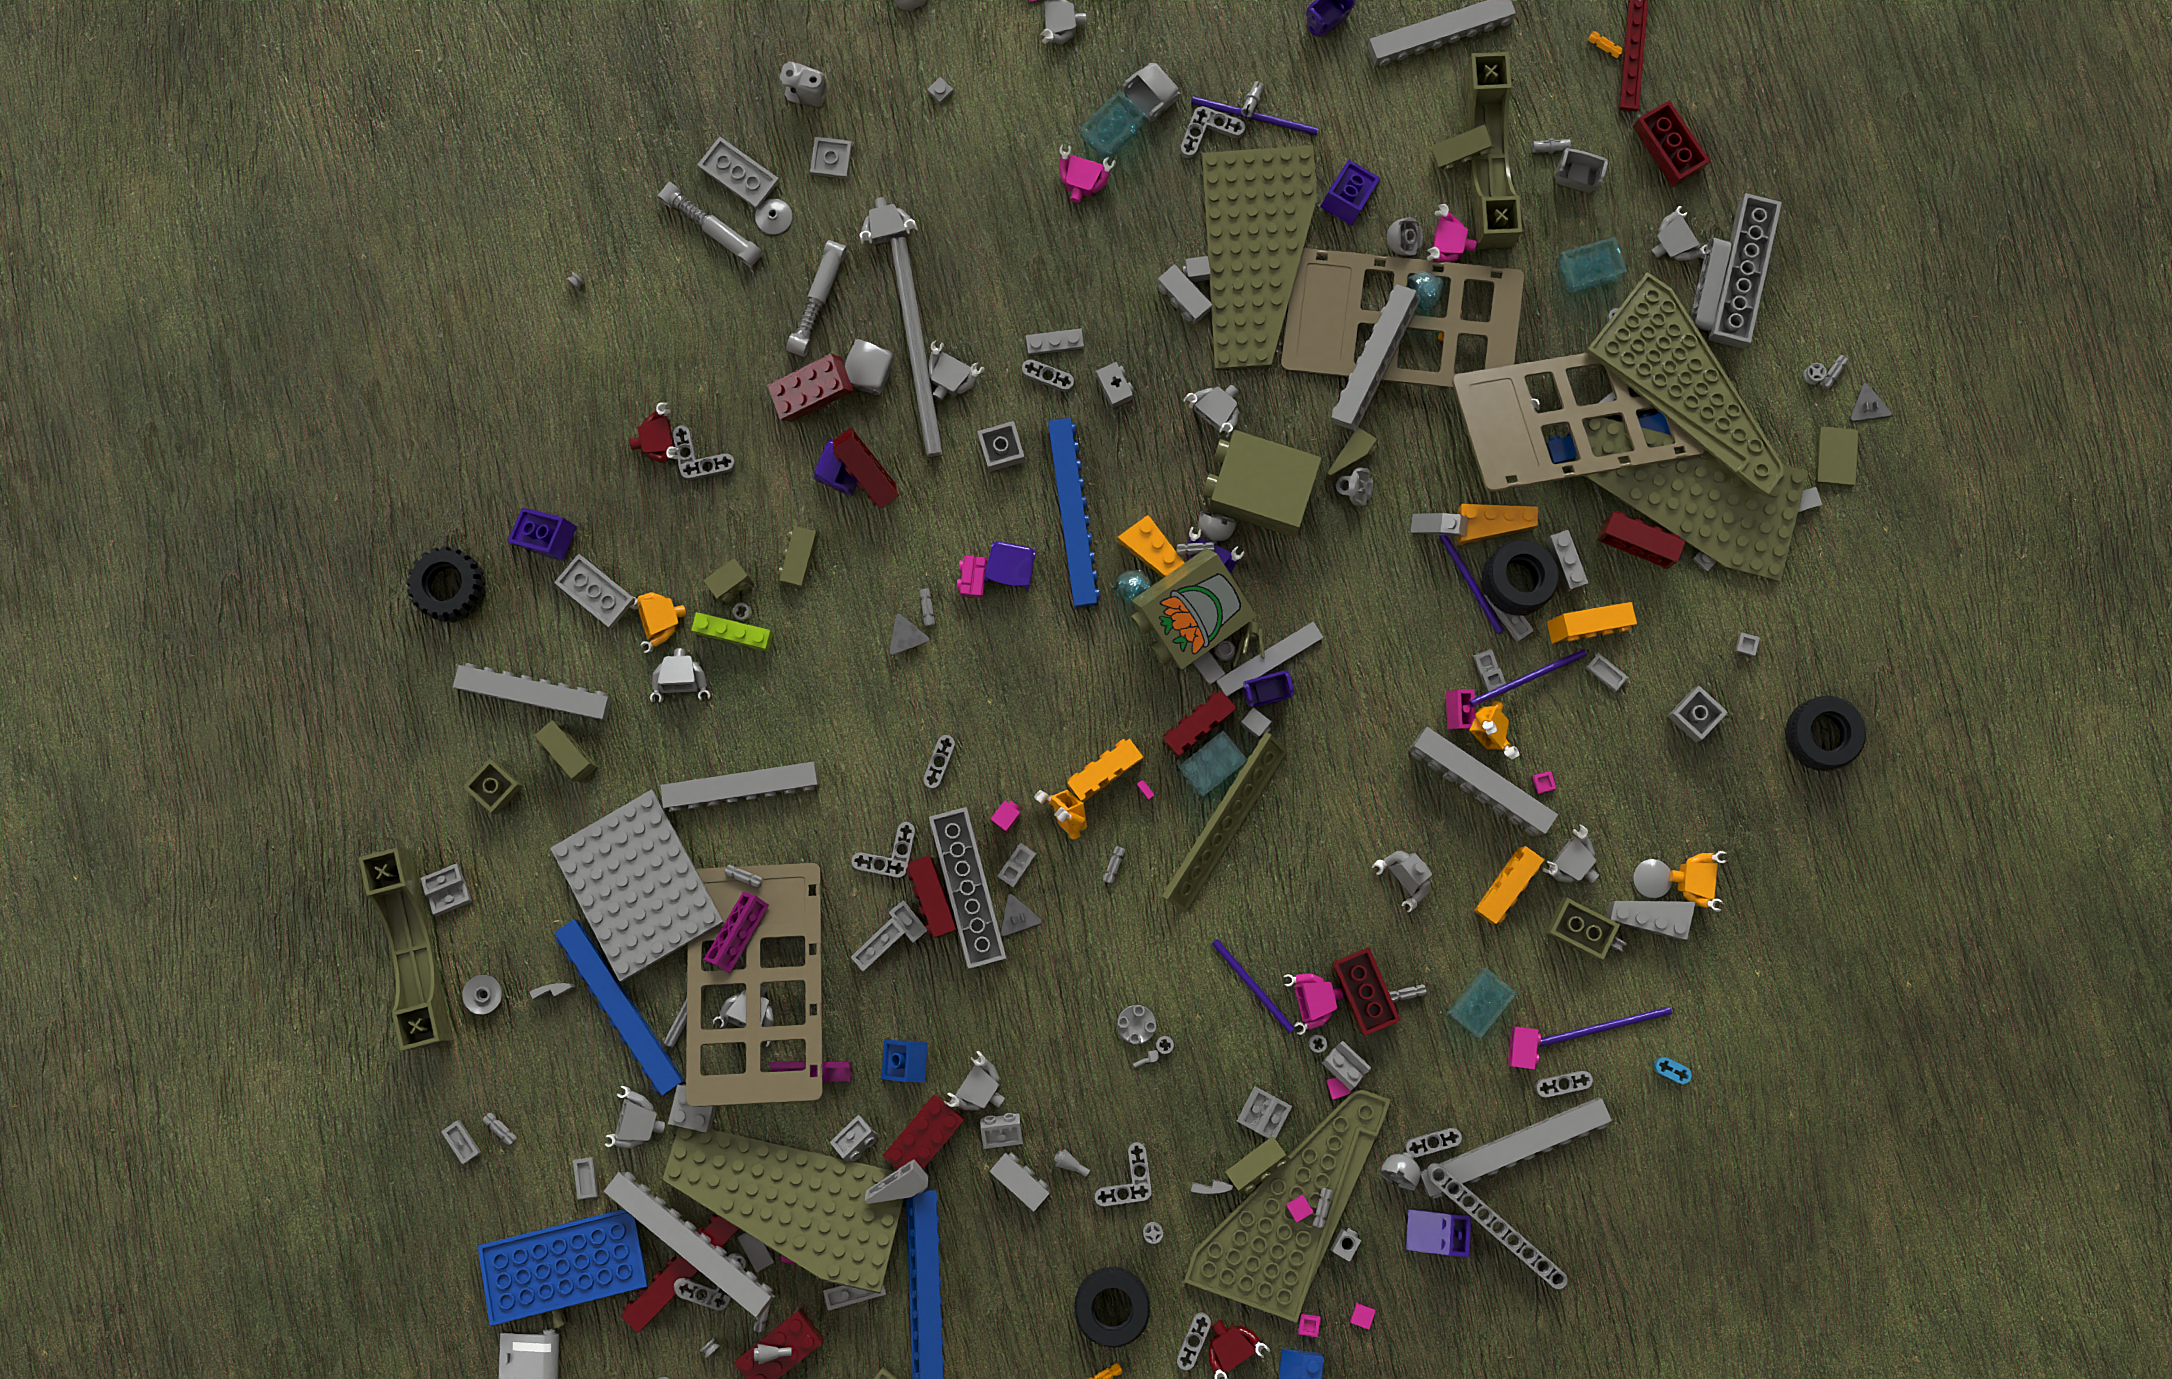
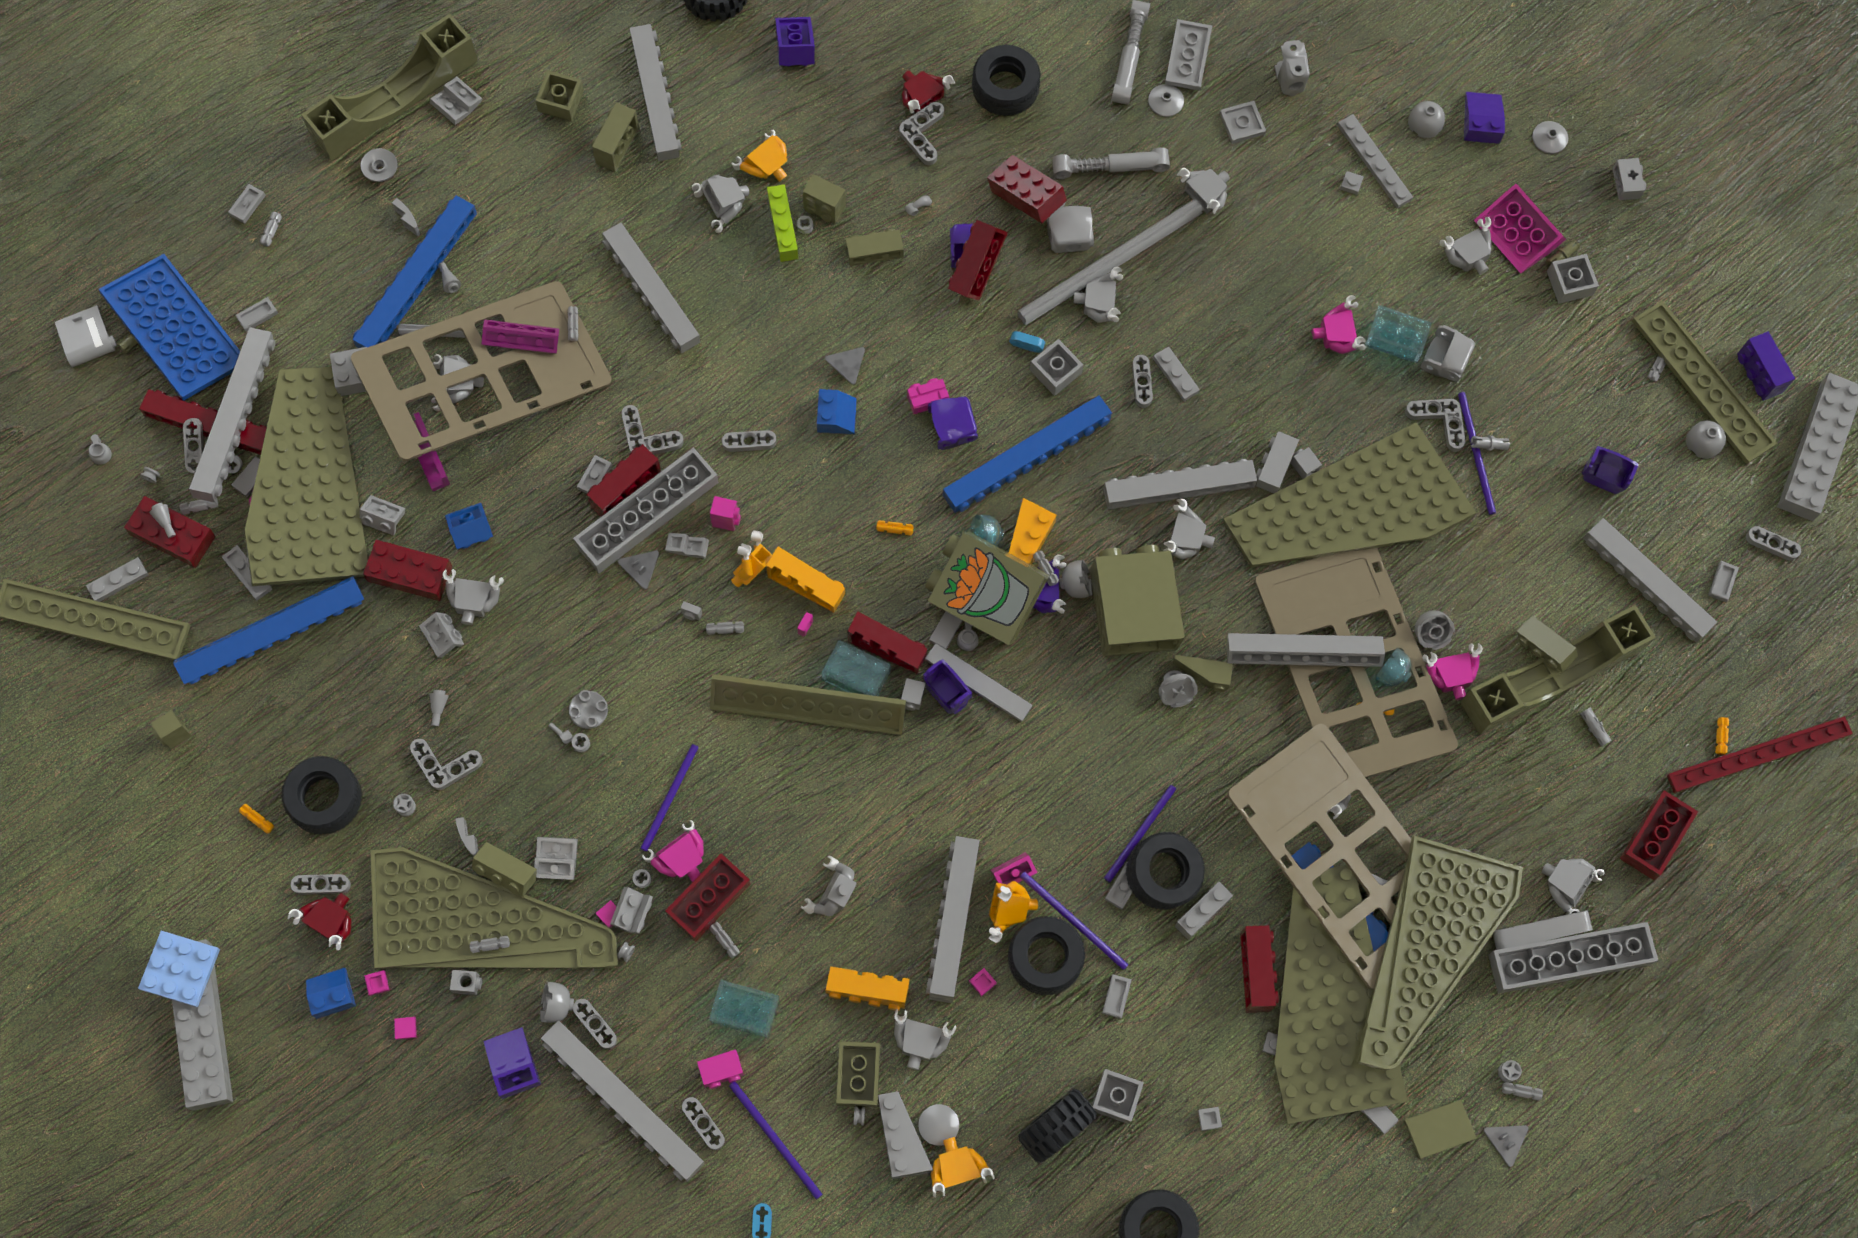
camera: 60 degrees right, 10 degrees down
(594, 591) = (765, 101): light grey plate -> none
(635, 1121) = (321, 329): light grey torso -> none
(637, 885) = (525, 243): light grey plate -> none
(643, 977) = (450, 282): none -> light grey cone
(670, 334) = (1006, 59): none -> black tyre
(774, 503) = (912, 208): none -> light grey arm
(878, 944) = (562, 459): light grey plate -> none
(900, 1184) = (356, 564): light grey slope -> none
(927, 607) = (882, 371): light grey axle -> none
(928, 58) = (1375, 161): none -> light grey plate
(949, 668) = (836, 412): none -> blue slope
(961, 461) = (1027, 342): none -> dark azure beam
(1020, 1180) = (403, 669): light grey brick -> none
(1086, 889) = (691, 611): none -> light grey plate
(1087, 666) = (894, 527): none -> light orange axle
(1115, 395) = (1166, 430): light grey brick -> none
(1165, 390) = (1180, 484): none -> light grey brick
(1250, 632) = (995, 653): olive plant -> none
(1299, 1208) = (480, 923): dark pink tile -> none
(1350, 192) = (1450, 565): dark purple slope -> none
(1380, 1086) = (626, 951): none -> light grey bush
(1440, 524) = (1179, 777): light grey slope -> none
(1488, 670) = (1066, 884): light grey slope -> none
(1496, 521) = (1206, 824): light orange wedge -> none
(1503, 1232) = (532, 1119): light grey beam -> none
(1567, 698) = (1054, 929): none -> black tyre
(1580, 170) = (1584, 759): light grey piece -> none
(1591, 265) = (1500, 811): clear light blue brick -> none
(1592, 622) = (1157, 959): light orange wedge -> none
(1708, 777) = (1057, 1126): none -> black tyre

